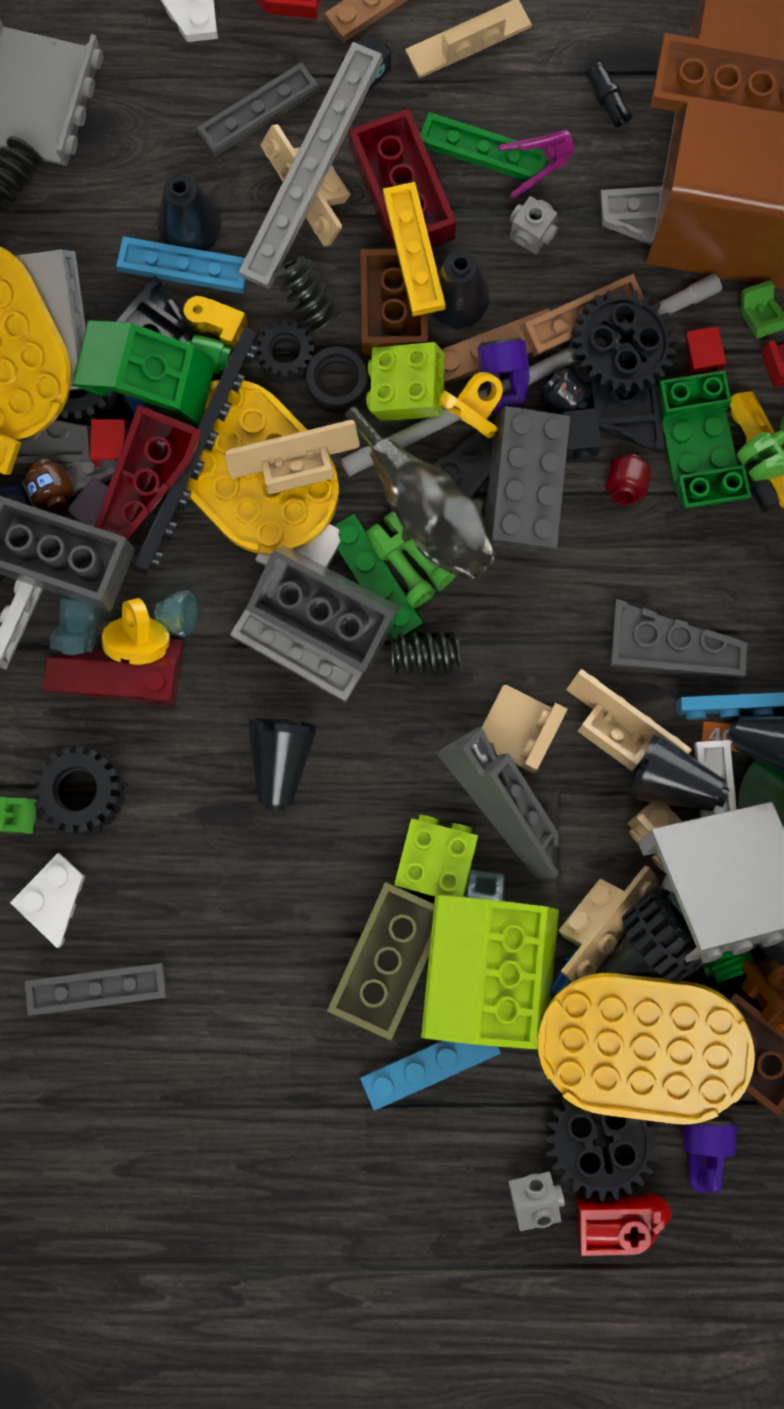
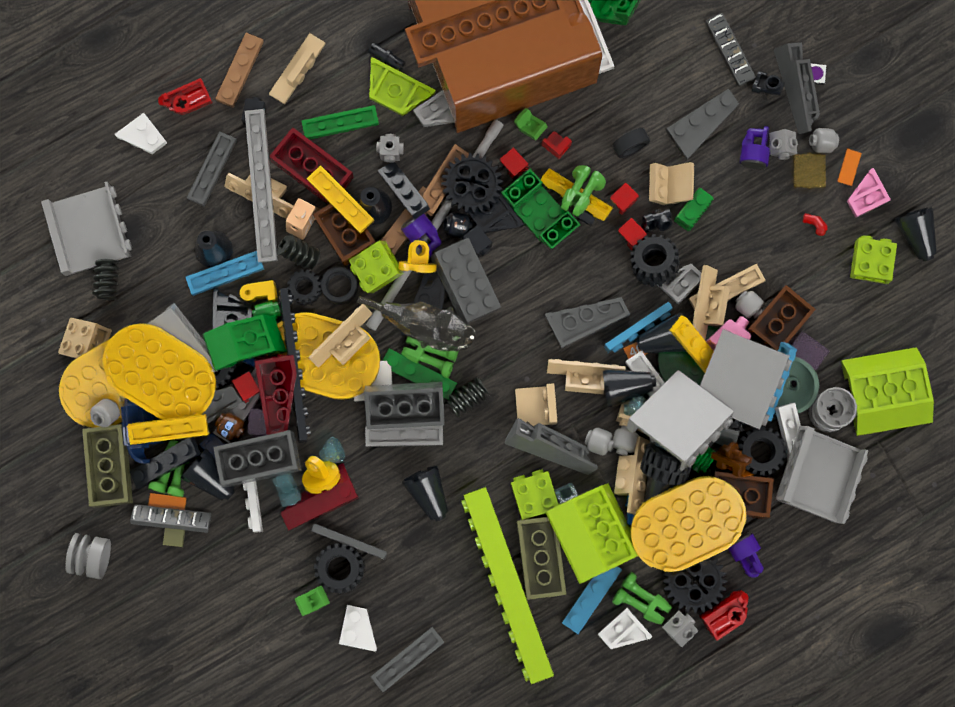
camera: 30 degrees left, 0 degrees up
(119, 761) = (349, 541): none -> dark grey tile
(310, 975) = (508, 585): none -> lime brick
(338, 248) = (301, 218): none -> light nougat torso
(446, 1149) = (624, 631): none -> white wing
(502, 1140) = (653, 601): none -> bright green piece
(517, 294) = (404, 190): none -> plate
(554, 146) = (376, 102): magenta plant -> none
(584, 838) = (599, 441): none -> light grey head
(600, 151) = (396, 89): none -> lime wing
(622, 861) = (624, 441): none -> light grey head
(628, 479) = (514, 250): dark red head -> none
(669, 815) = (633, 405): none -> clear light blue brick

